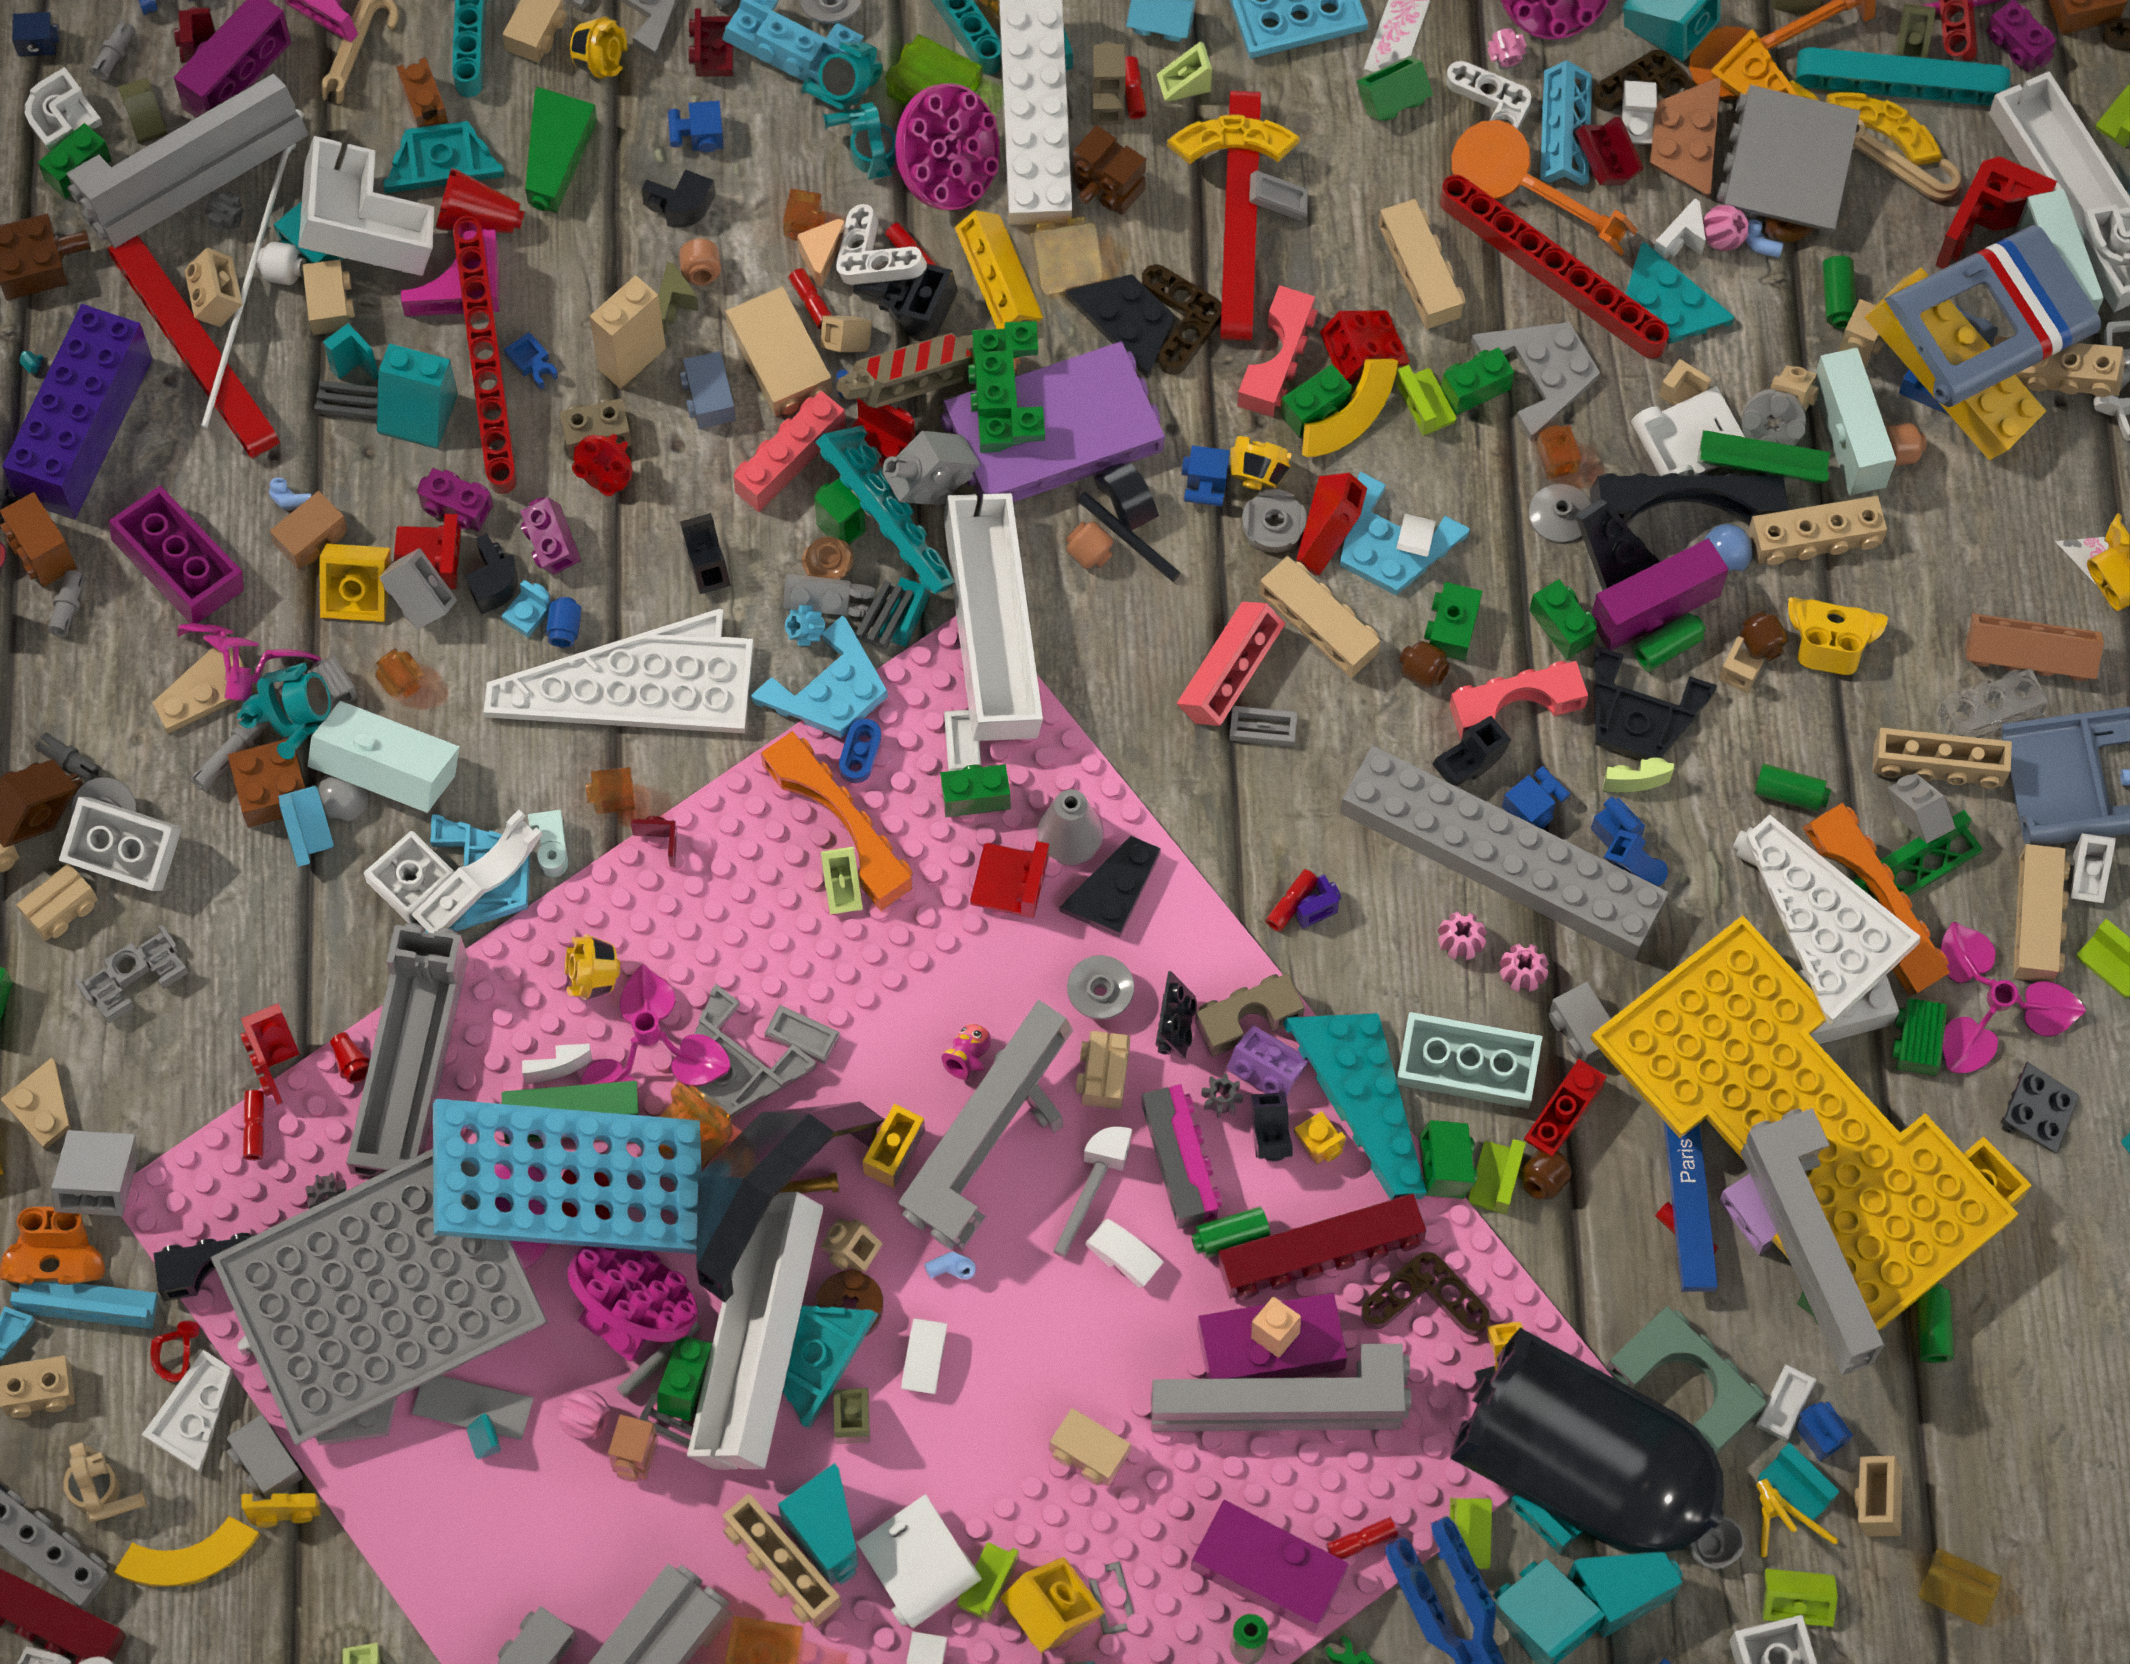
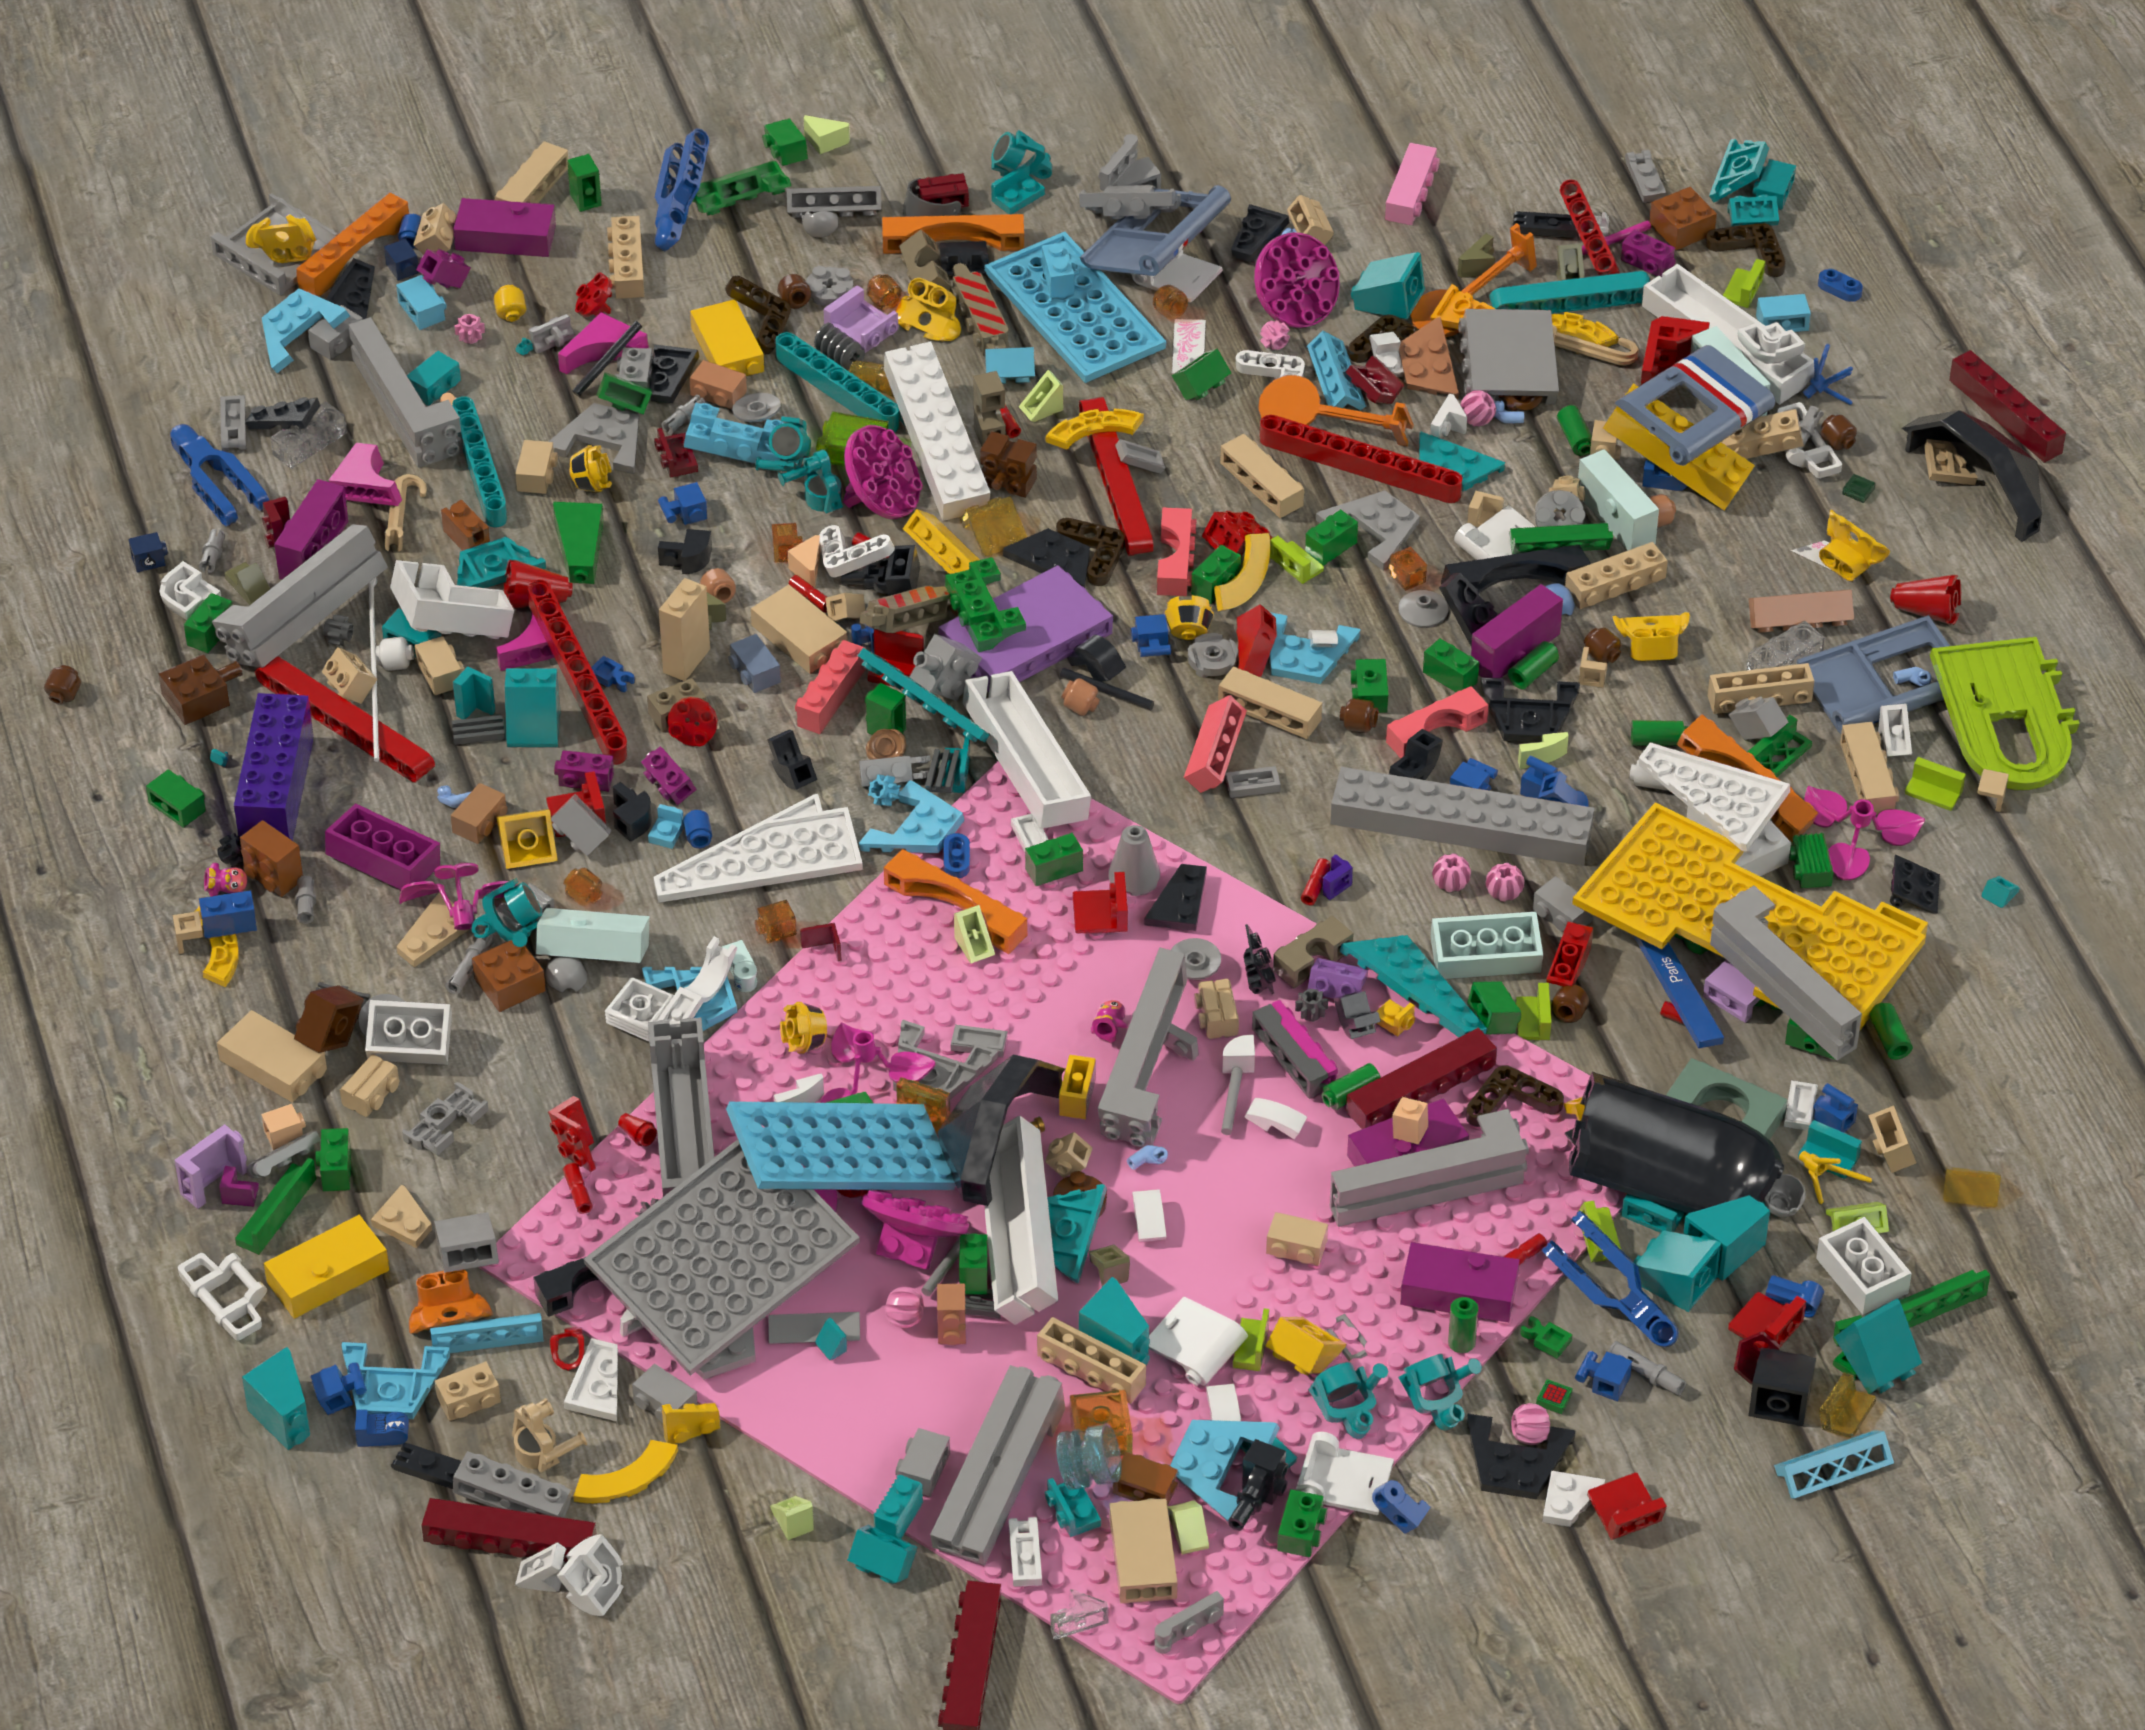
camera: 15 degrees left, 20 degrees down
(305, 823) = (547, 991): medium azure panel -> none

